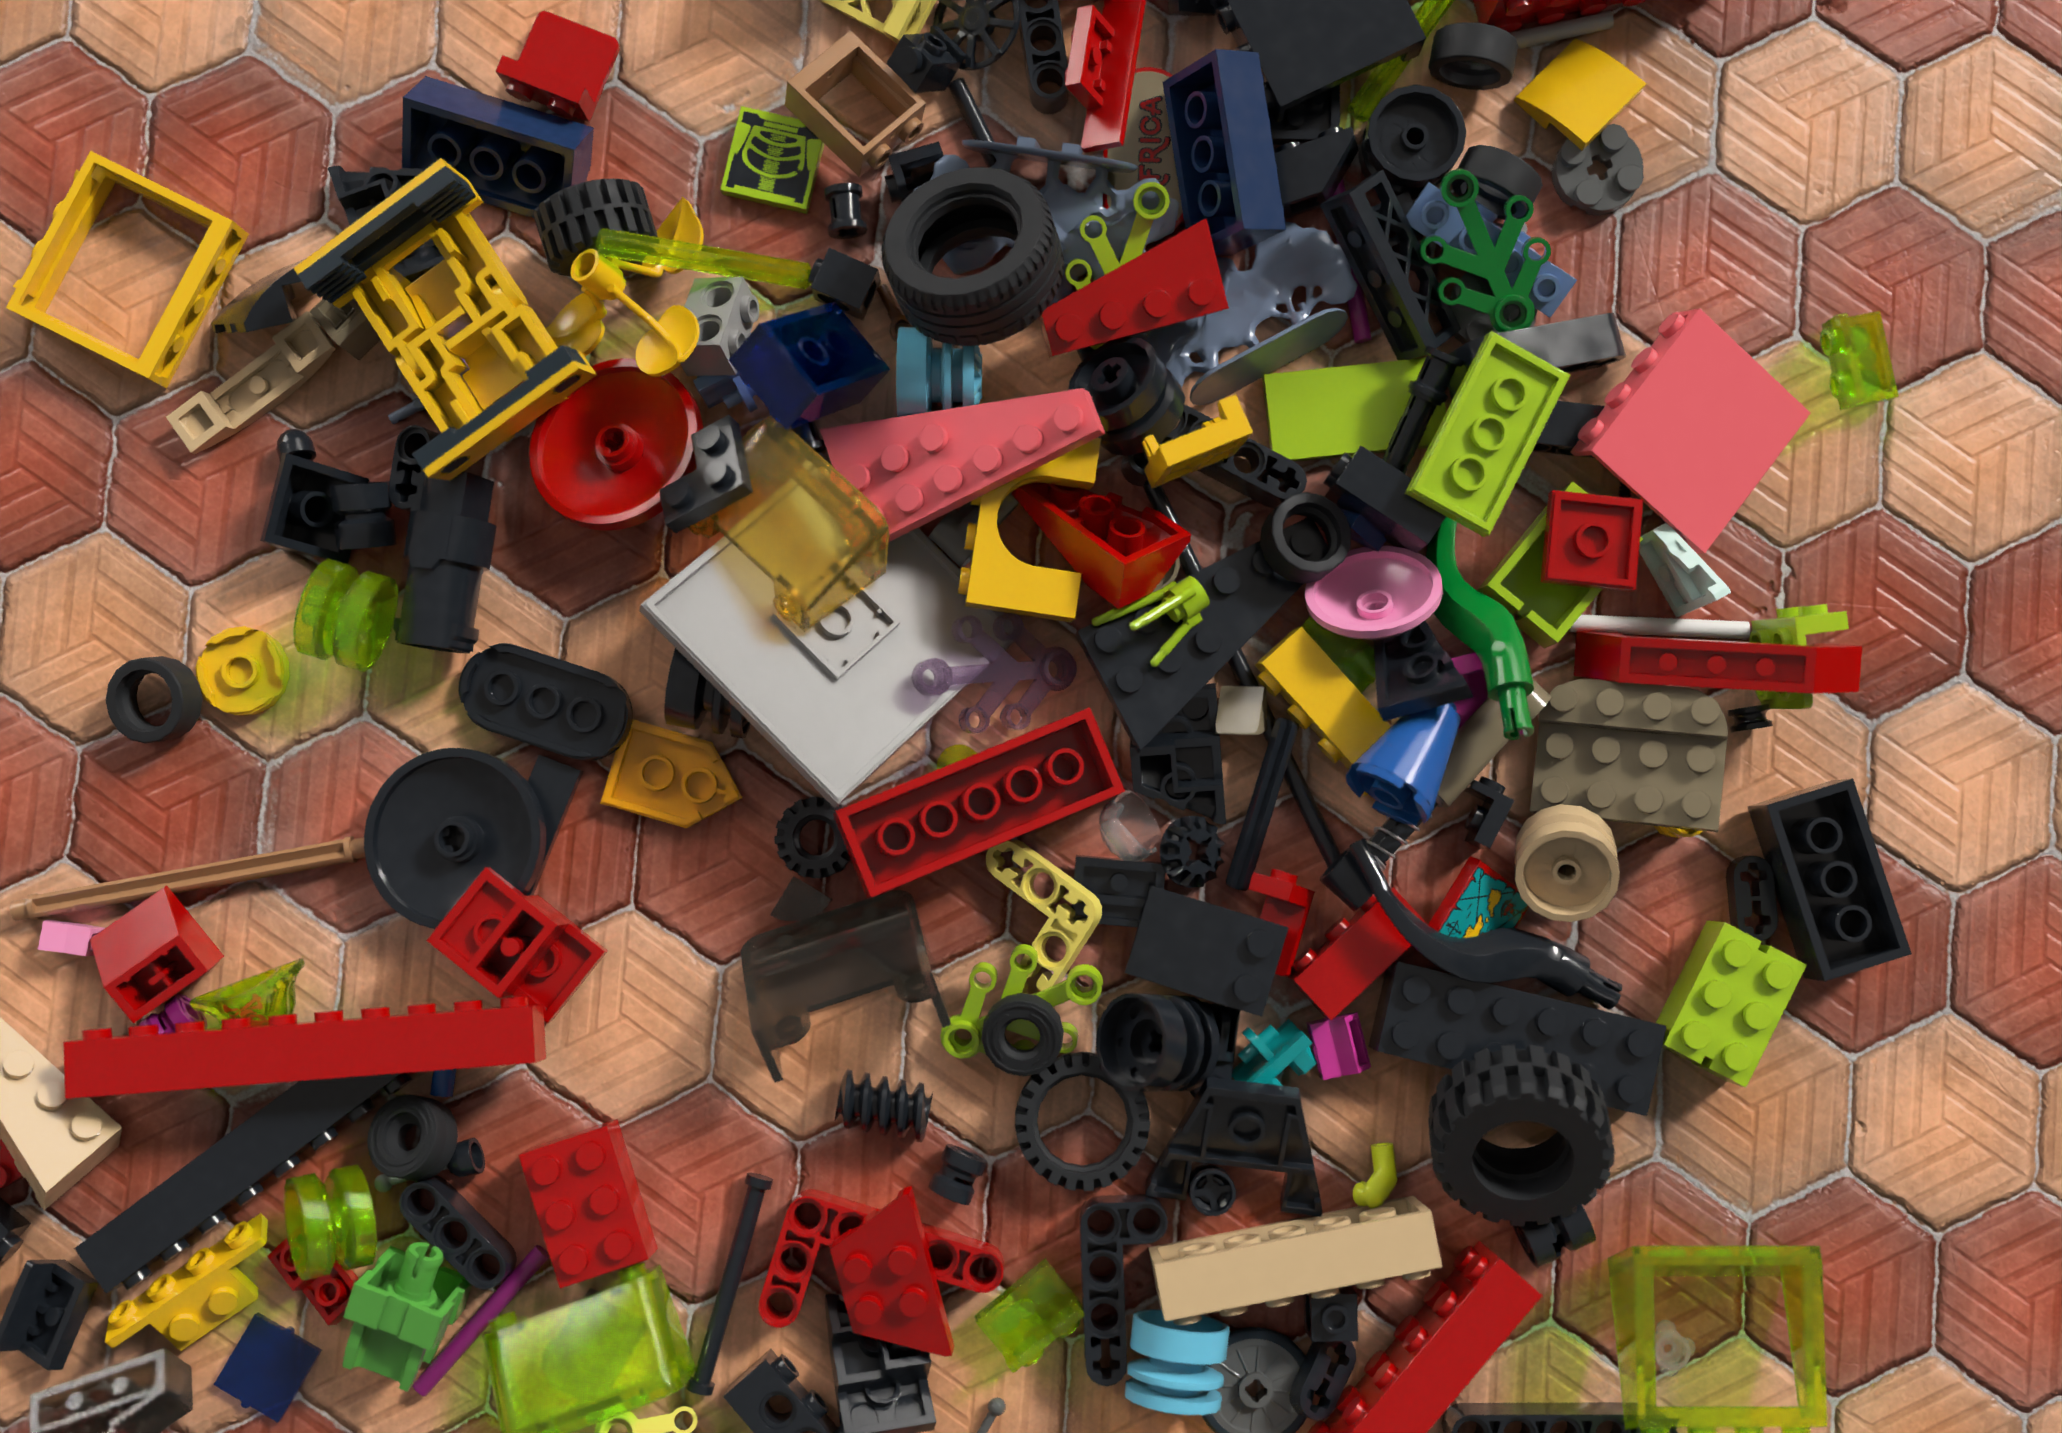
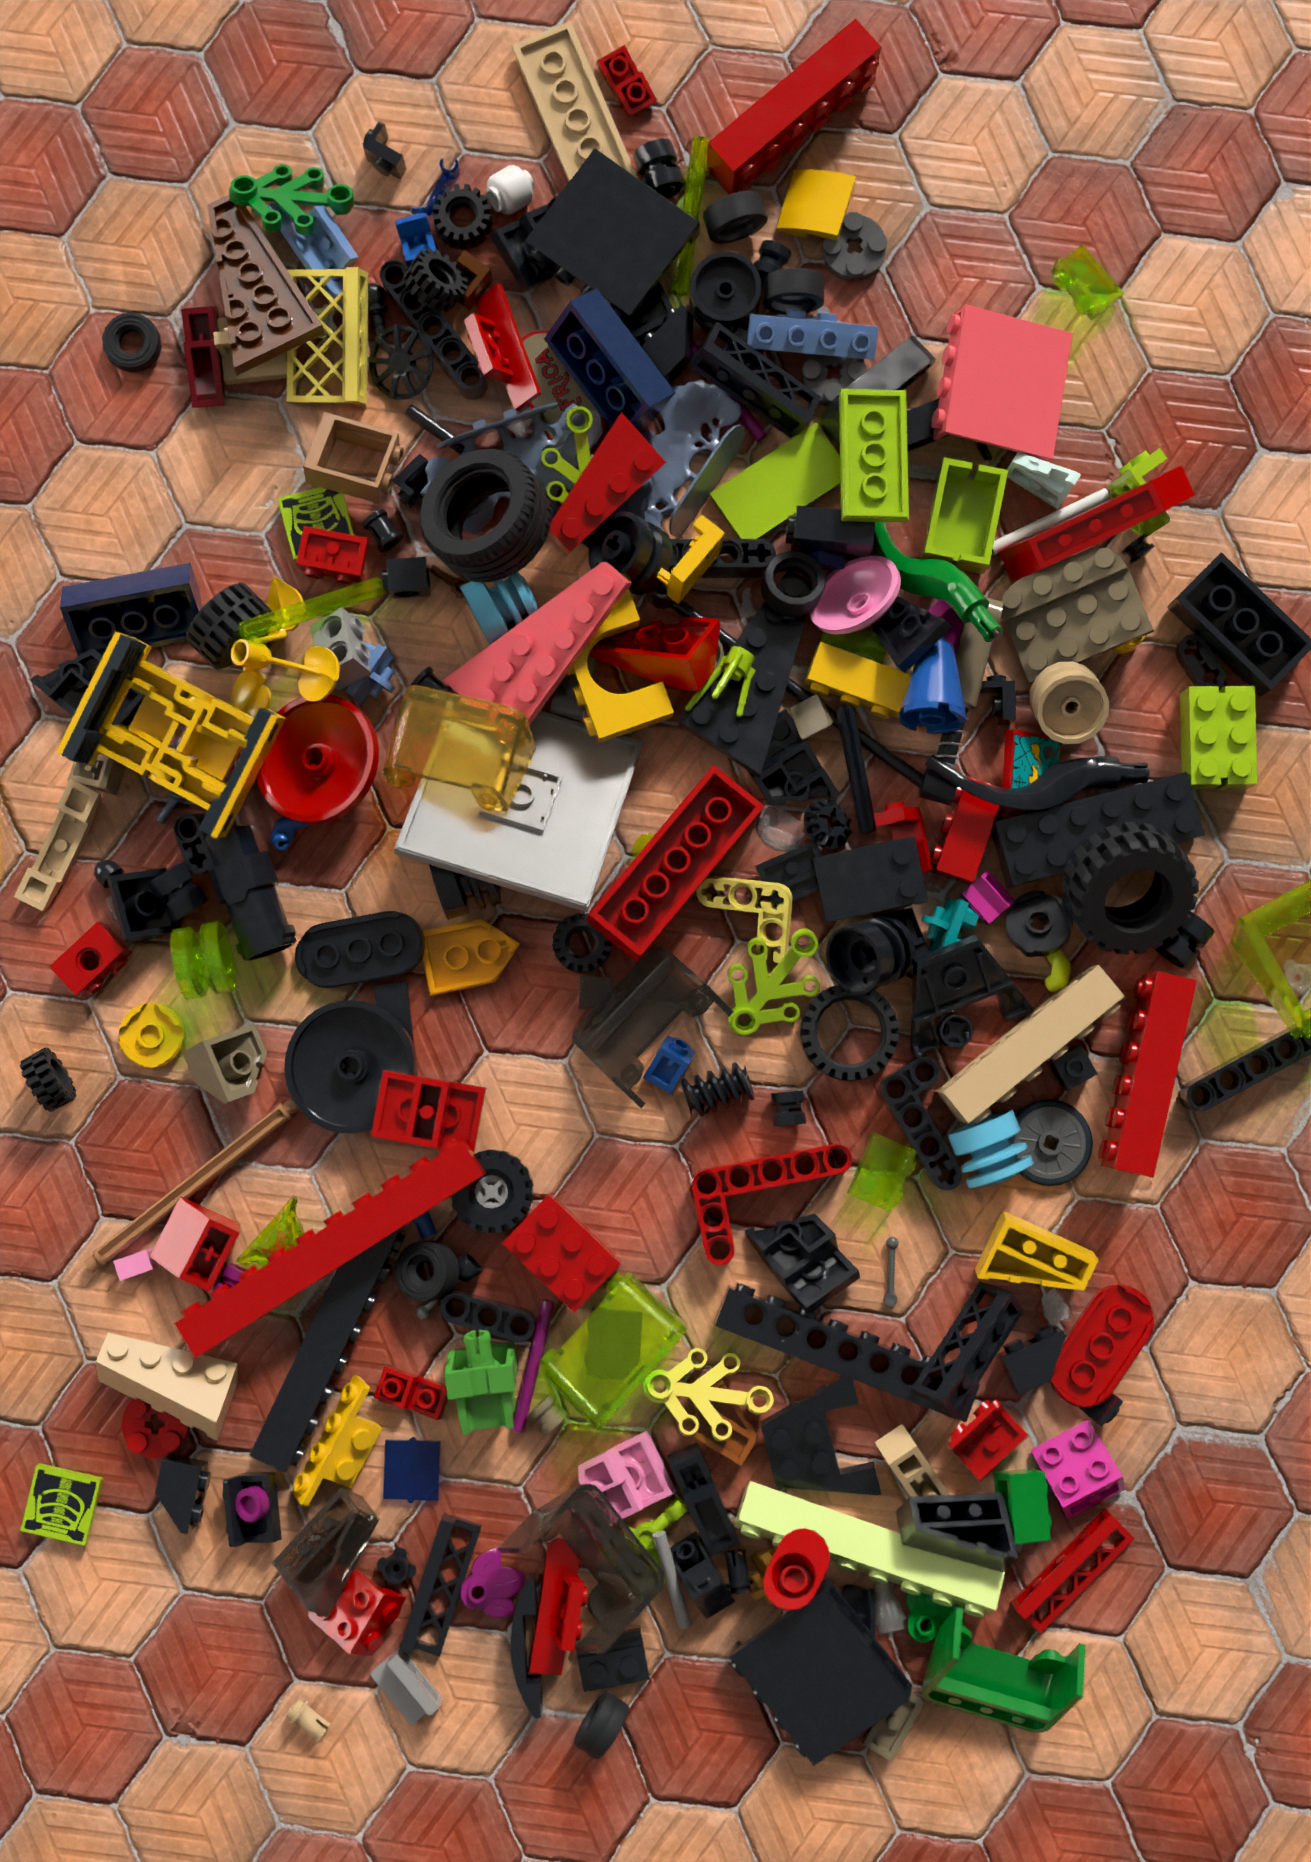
camera: 20 degrees left, 0 degrees up
(47, 1309) = (252, 1504): none -> magenta tile
(82, 658) = (48, 1079): none -> black tyre
(123, 704) = (84, 1093): black tyre -> none
(191, 538) = (72, 964): none -> red brick
(261, 304) = (38, 787): black slope -> none
(312, 756) = (228, 1063): none -> dark tan slope
(330, 1222) = (404, 1349): clear neon green wheel -> none
(463, 1392) = (547, 1415): none -> dark tan wheel
(523, 1090) = (483, 1206): none -> black wheel
(530, 513) = (284, 833): none -> blue arm
(561, 66) = (146, 534): red bracket -> none
(701, 1382) = (679, 1257): black bar -> none
(718, 481) = (399, 747): black plate -> none
(768, 208) = (332, 555): none -> red bracket
(808, 364) = (416, 641): clear blue brick -> none
(843, 1041) = (669, 1064): none -> blue bracket
(892, 1280) = (782, 1194): red wing -> none
(926, 60) = (383, 405): black brick -> none
(1002, 671) = (645, 772): plant -> none
(1015, 1060) = (787, 1015): black tyre -> none
(1324, 1377) = (1091, 1111): black beam -> none
(1365, 1131) = (1034, 941): none -> black plate
(1426, 394) = (821, 451): black pin -> none
(1490, 259) = (816, 343): green plant -> none
(1492, 128) = (772, 257): none -> black wheel
(1564, 29) = (783, 168): light grey bar -> none
(1592, 540) = (976, 488): red tile -> none

